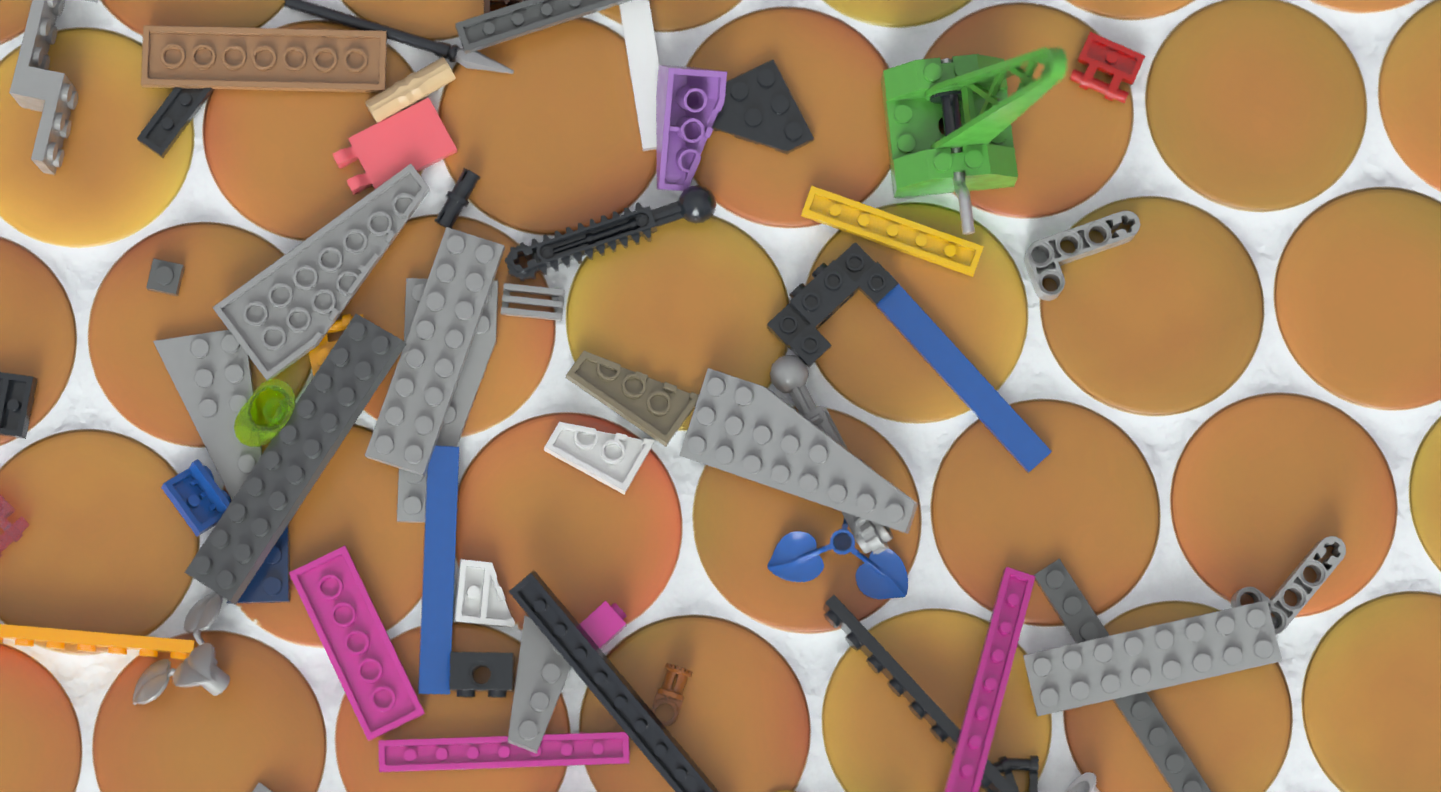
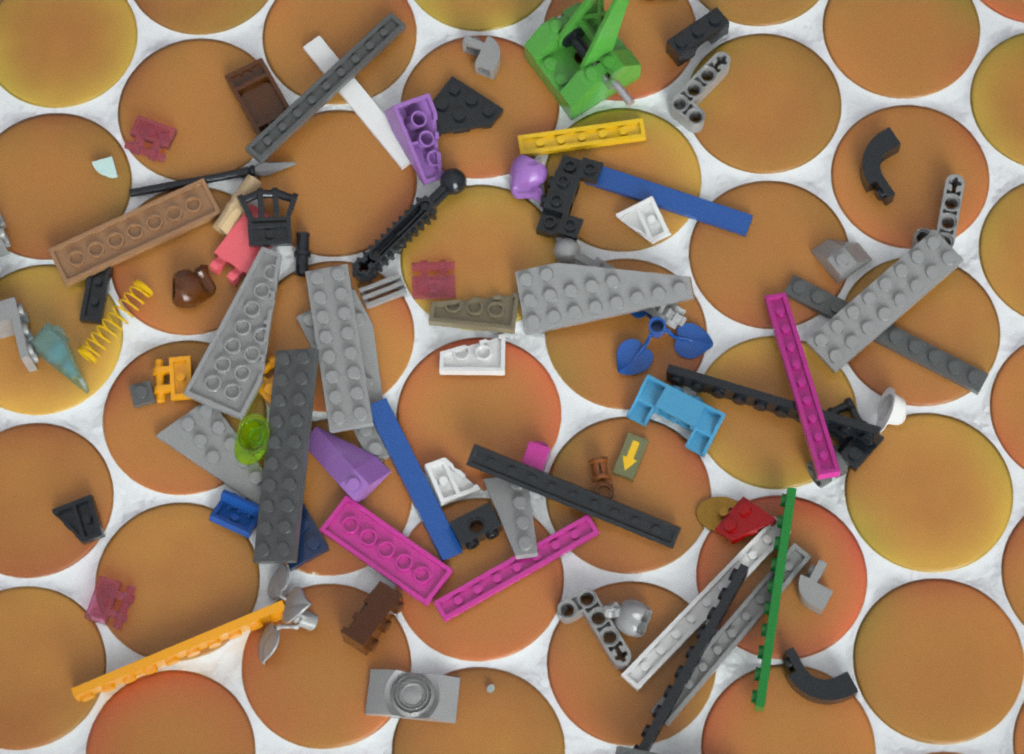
camera: 20 degrees left, 10 degrees down
(89, 175) = (54, 348): none -> clear light blue slope
(121, 184) = (139, 286): none -> yellow piece
(222, 280) = (180, 375): none -> light orange plate
(293, 722) = (373, 618): none -> reddish brown wedge
(297, 172) = (192, 287): none -> reddish brown piece
(367, 510) = (349, 465): none -> medium lavender wedge
(430, 148) = (268, 230): none -> black plate
(600, 329) = (433, 286): none -> clear pink plate
(722, 684) = (630, 457): none -> olive tile
(792, 249) = (527, 177): none -> medium lavender piece
(817, 659) = (680, 409): none -> dark azure bracket
(835, 57) = (487, 54): none -> light grey brick
(913, 386) = (646, 220): none -> white wing
(1130, 170) = (707, 28): none -> black arch
(1132, 566) = (841, 258): none -> light grey slope
(1258, 451) = (879, 149): none -> black arch

